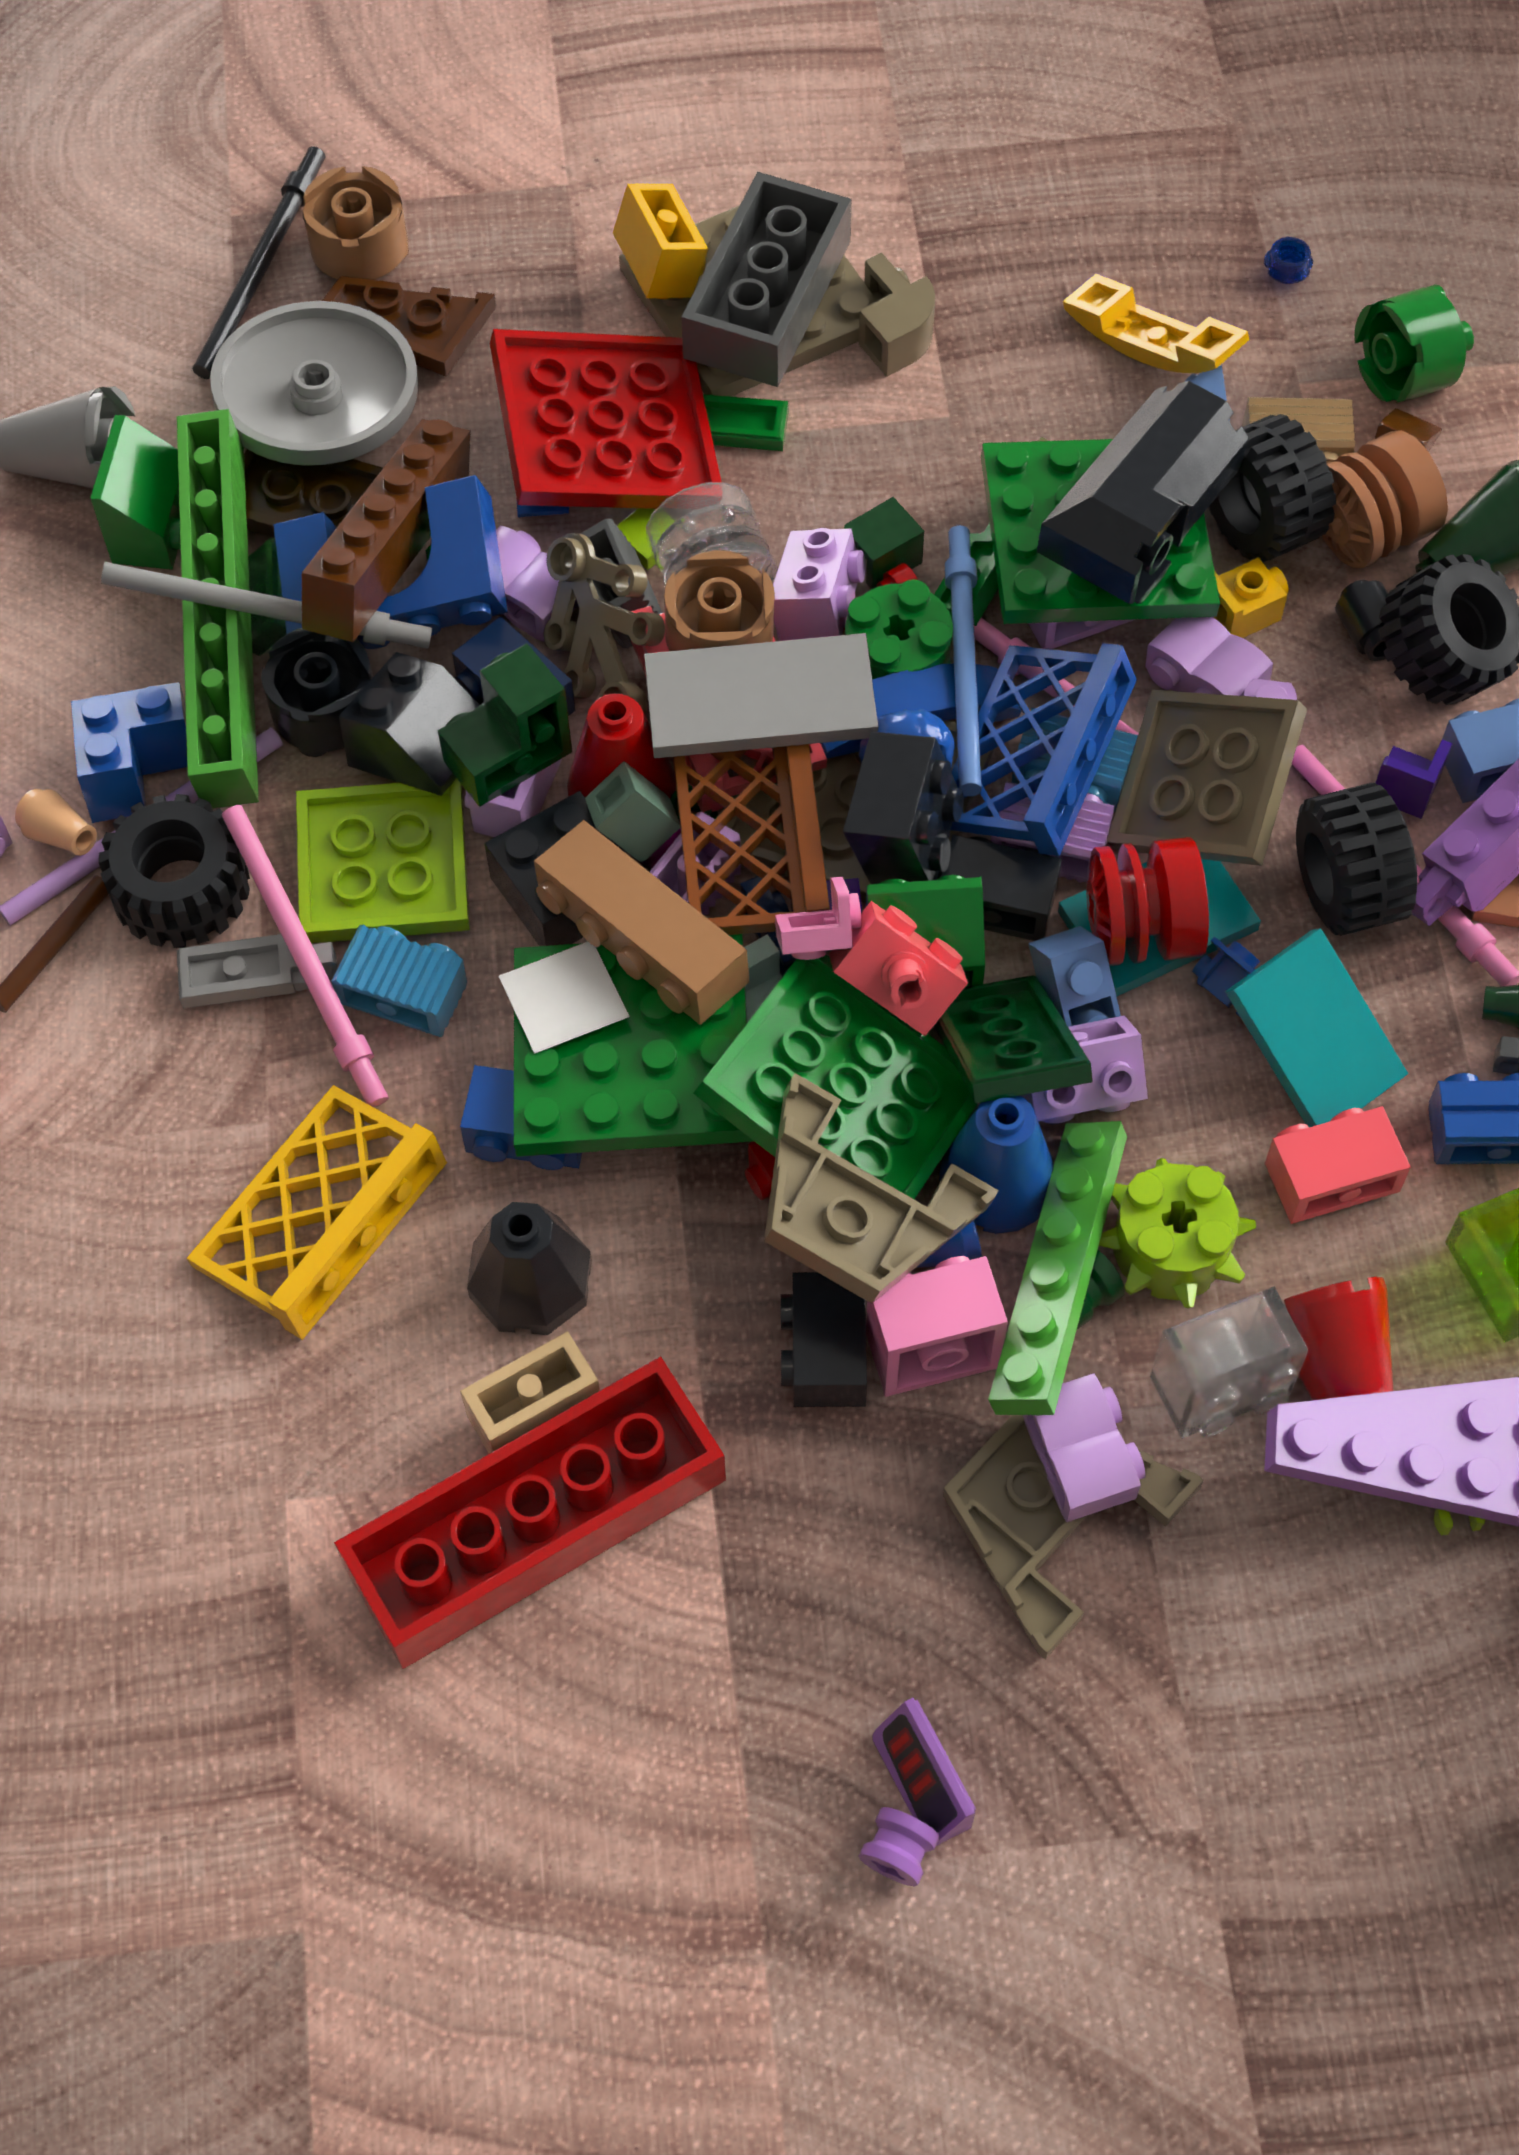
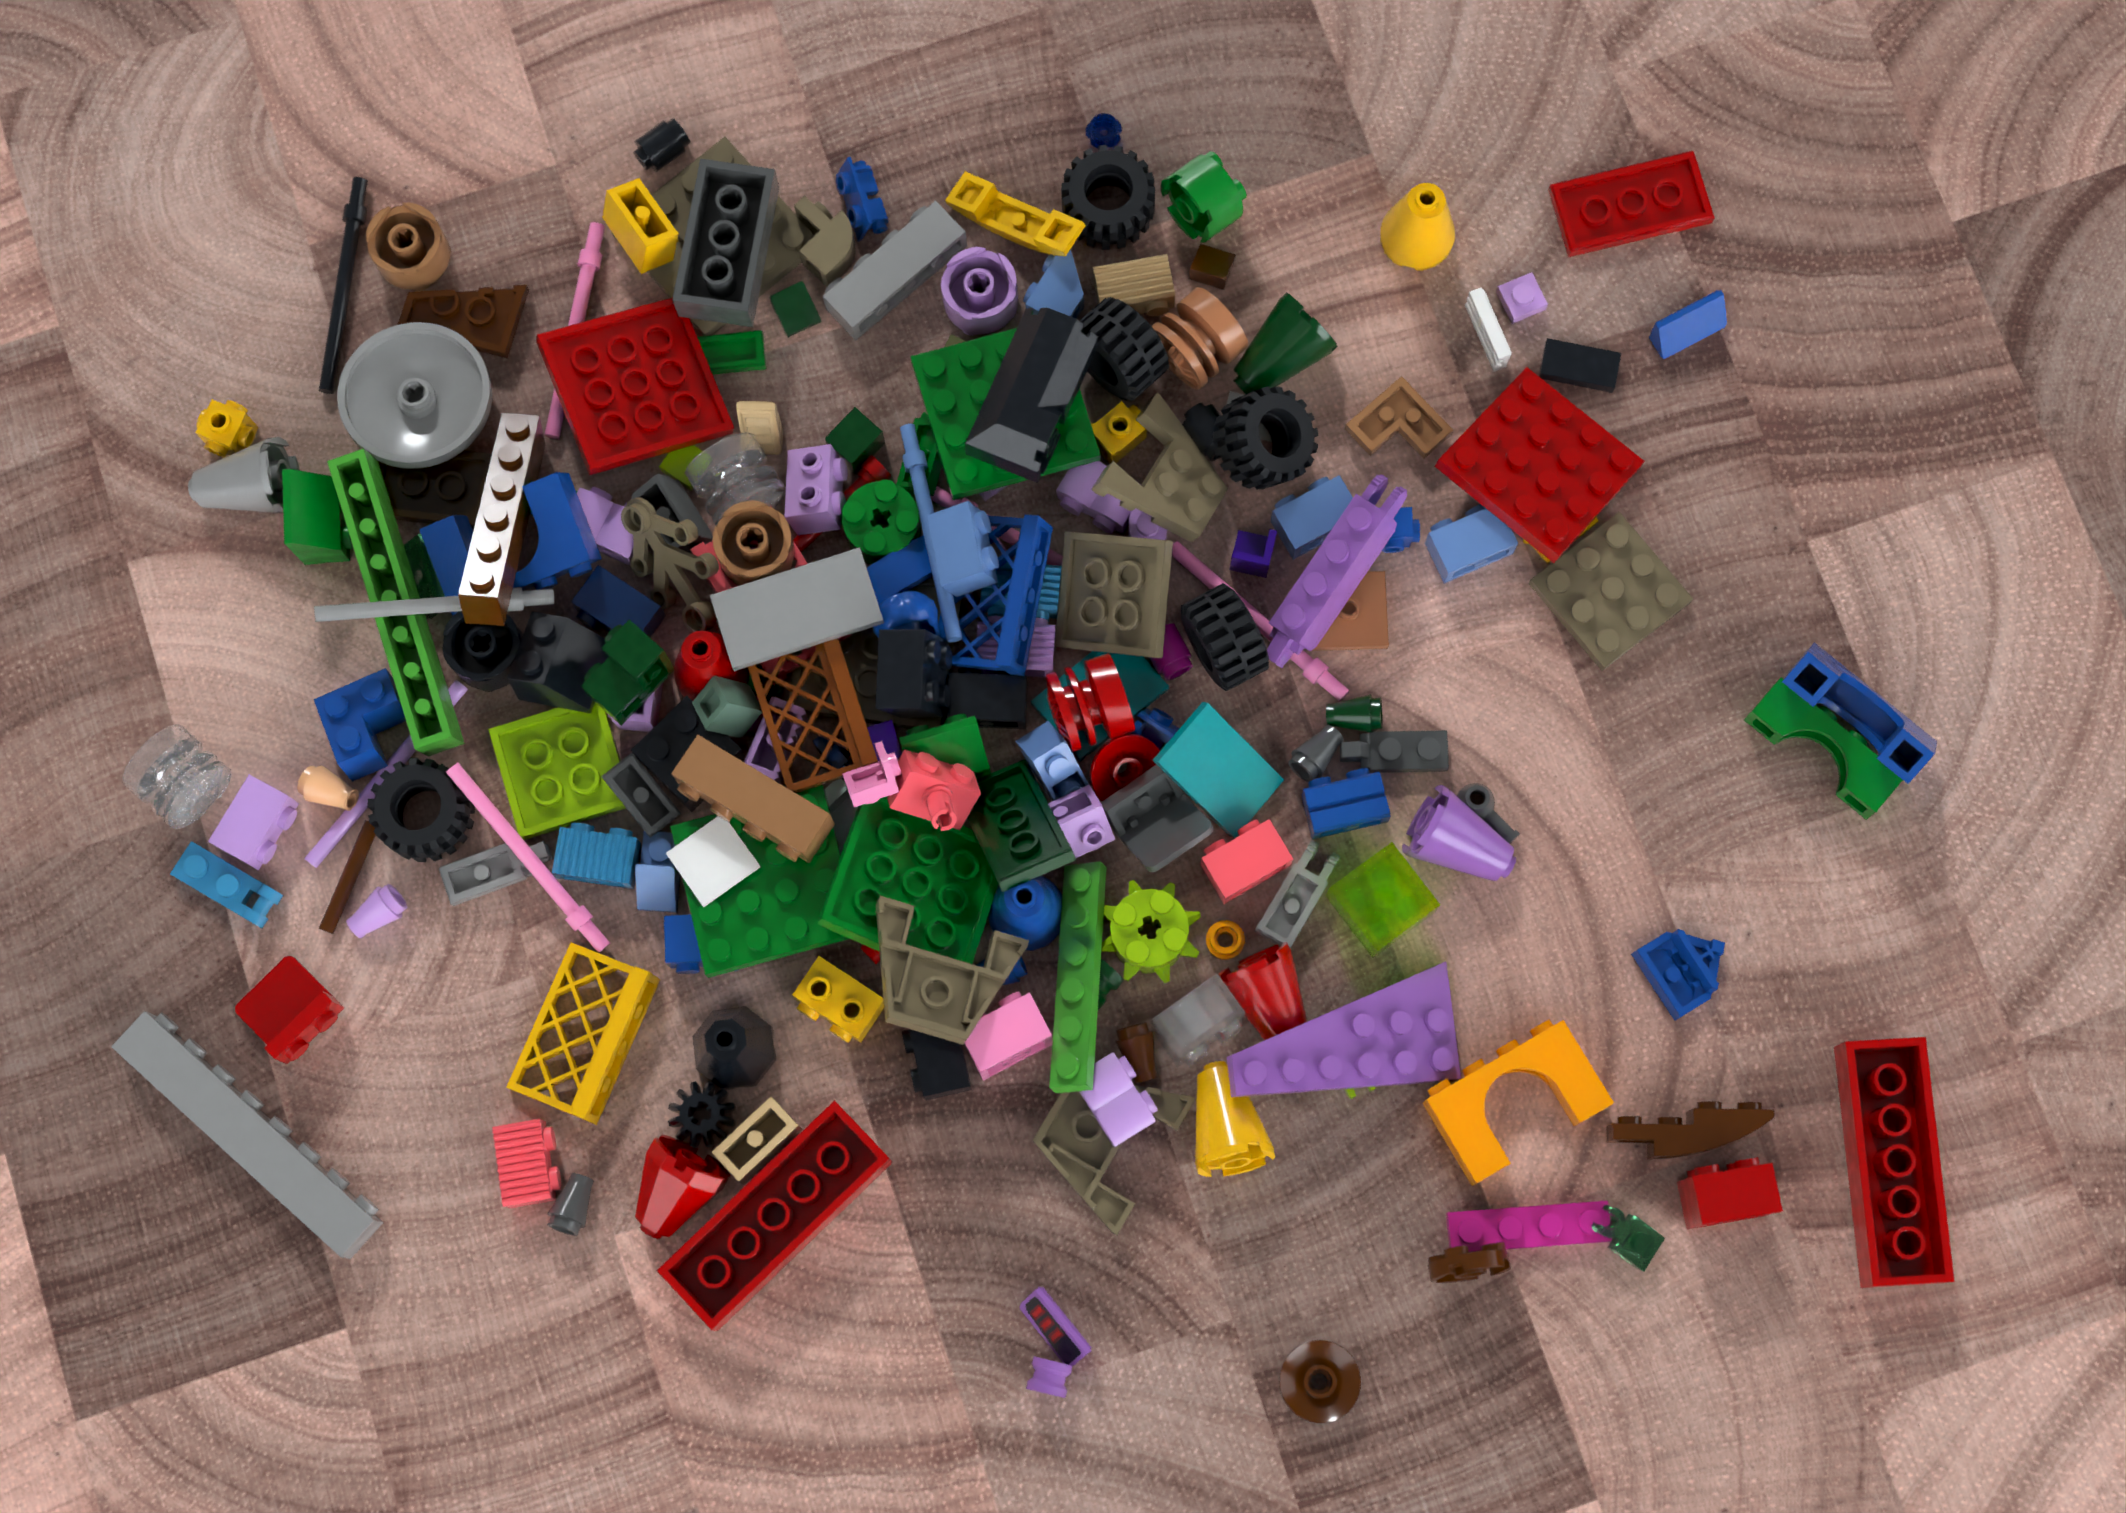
camera: 10 degrees left, 15 degrees up
(56, 373) = (225, 428): none -> yellow brick
(75, 990) = (378, 910): none -> lavender cone
(184, 1365) = (526, 1163): none -> coral brick
(233, 1440) = (571, 1206): none -> dark grey cone
(392, 1440) = (675, 1186): none -> red cone
(453, 1333) = (696, 1102): none -> black gear
(477, 1022) = (656, 875): none -> medium blue slope
(483, 908) = (641, 795): none -> dark grey slope
(581, 292) = (589, 262): none -> bright pink bar
(698, 1235) = (839, 1000): none -> yellow brick
(709, 177) = (661, 145): none -> black brick
(767, 494) = (764, 422): none -> tan slope
(837, 384) = (795, 309): none -> dark green slope
(953, 275) = (855, 183): none -> blue hinge
(980, 362) = (894, 269): none -> light grey brick
(1007, 676) = (963, 548): none -> medium blue brick
(1088, 391) = (996, 279): none -> lavender brick
(1134, 1387) = (1138, 1047): none -> reddish brown cone
(1205, 1017) = (1127, 748): none -> red dish
(1210, 1079) = (1155, 819): none -> dark grey bracket
(1248, 1531) = (1227, 1127): none -> yellow cone
(1275, 884) = (1175, 655): none -> magenta brick
(1290, 298) = (1111, 169): none -> black tyre
(1291, 1257) = (1225, 927): none -> light orange plate
(1316, 661) = (1181, 485): none -> dark tan wing
(1349, 1922) = (1341, 1387): none -> reddish brown dish
(1402, 1232) = (1295, 899): none -> light grey hinge
(1459, 1046) = (1314, 755): none -> dark grey cone

